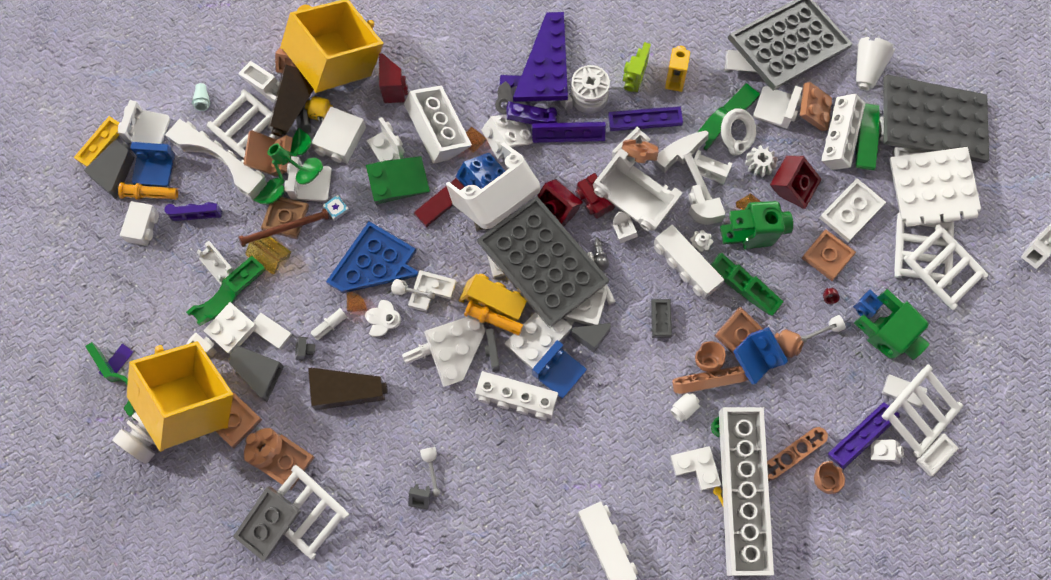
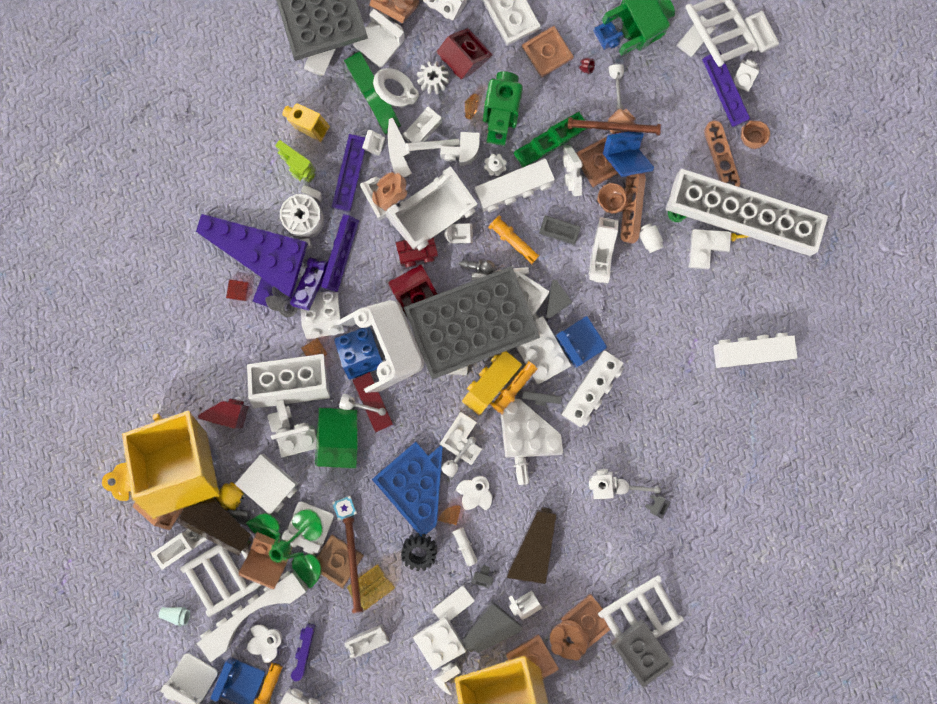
camera: 75 degrees left, 15 degrees up
(194, 178) = (263, 644): none -> white plate
(227, 293) = (401, 637): green piece -> none
(285, 395) = (525, 605): none -> white bracket
(304, 277) = (419, 542): none -> black tyre
(404, 127) = (280, 419): none -> white bracket
(425, 433) = (600, 490): none -> white brick
(434, 180) = (348, 402): none -> hinge
(506, 61) = (237, 290): none -> clear red tile
(614, 93) = (316, 195): none -> white tile
(640, 271) = (506, 233): none -> light orange pin
(655, 364) = (602, 250): none -> white arch
(680, 128) = (373, 142): none -> white tile
(721, 307) = (573, 164): none -> white wing
(768, 295) = (614, 126): none -> copper bar

